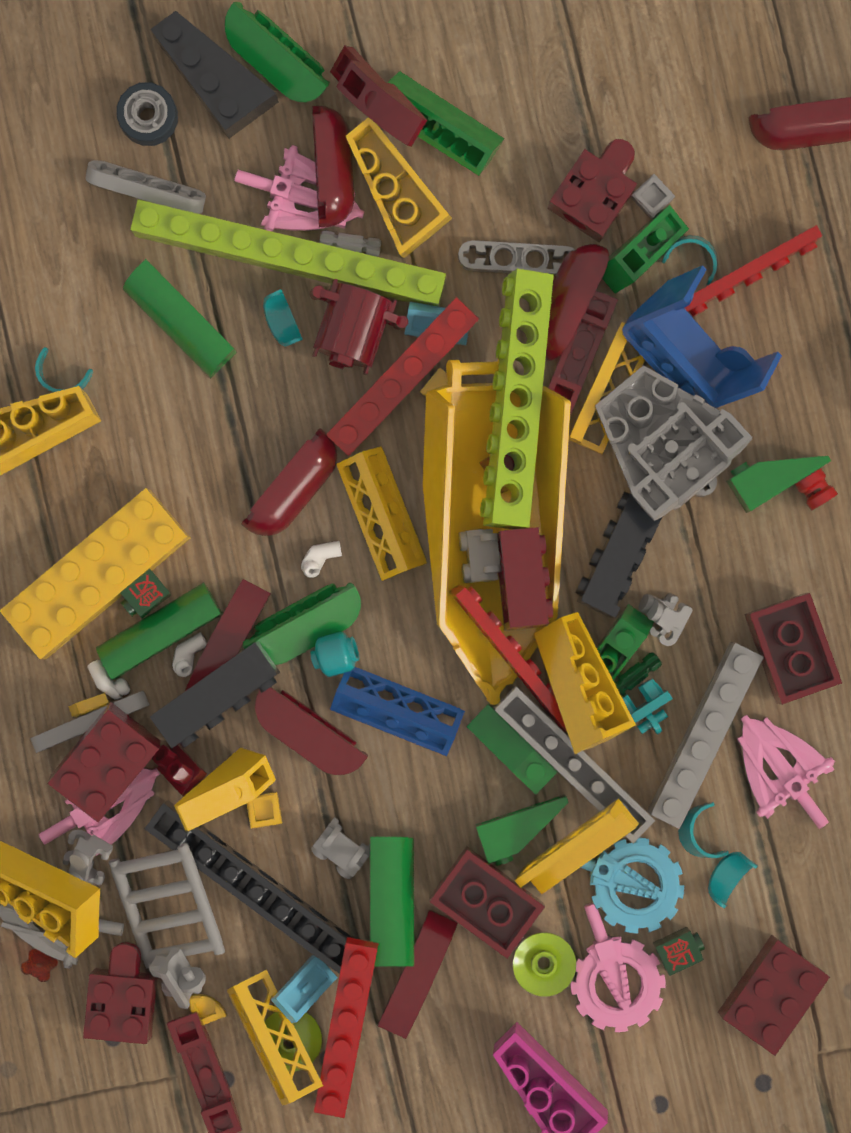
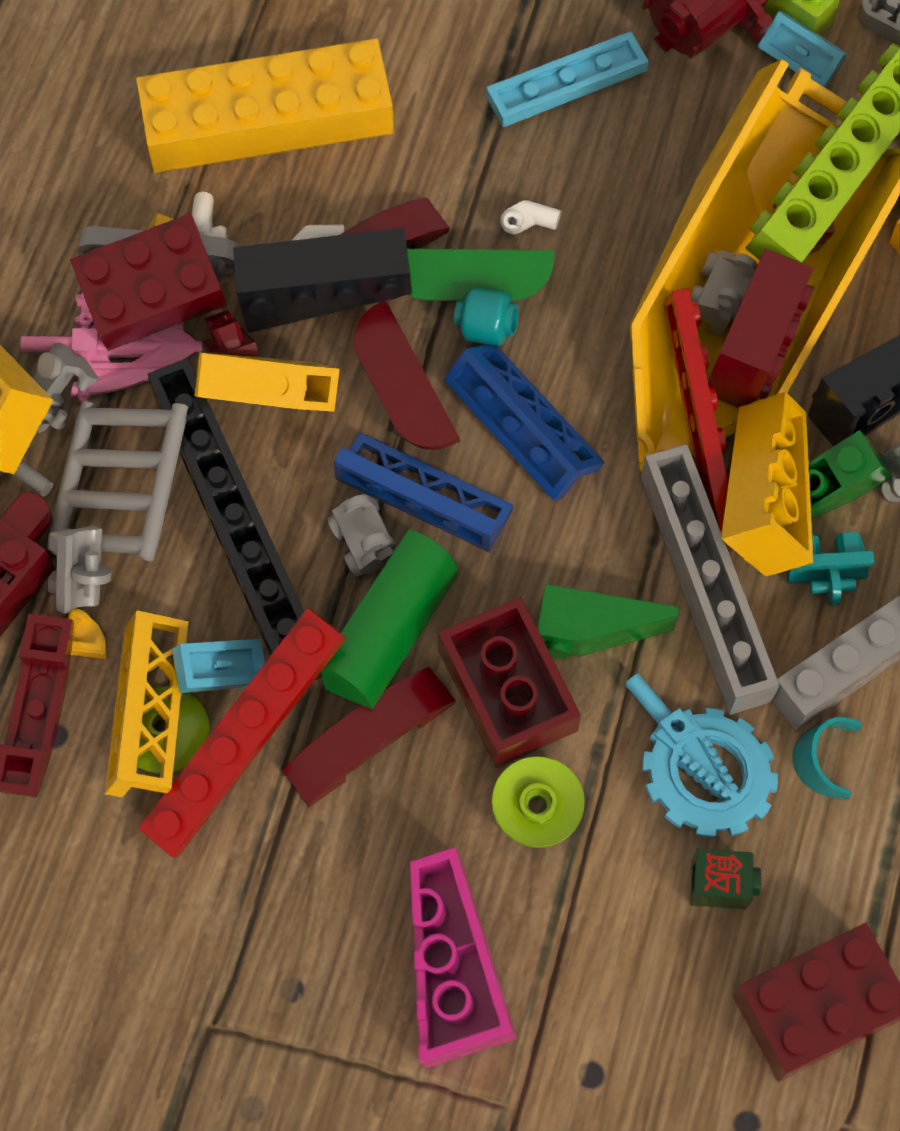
camera: 25 degrees right, 20 degrees down
(144, 594) = (306, 152): dark green brick -> none
(158, 631) = (295, 203): green brick -> none
(264, 810) = (298, 449): yellow tile -> none
(288, 434) = (567, 79): none -> medium azure plate
(293, 487) = (539, 131): dark red brick -> none
(360, 807) = (422, 500): none -> blue fence
(386, 510) = (638, 205): yellow fence -> none
(402, 376) = (730, 76): red plate -> none
(512, 749) = (641, 535): green slope -> none
(578, 847) = (661, 668): yellow fence -> none
(608, 958) = (625, 843): bright pink bar -> none
(638, 673) = (827, 527): dark green axle -> none
(727, 876) = (842, 822): teal helmet -> none

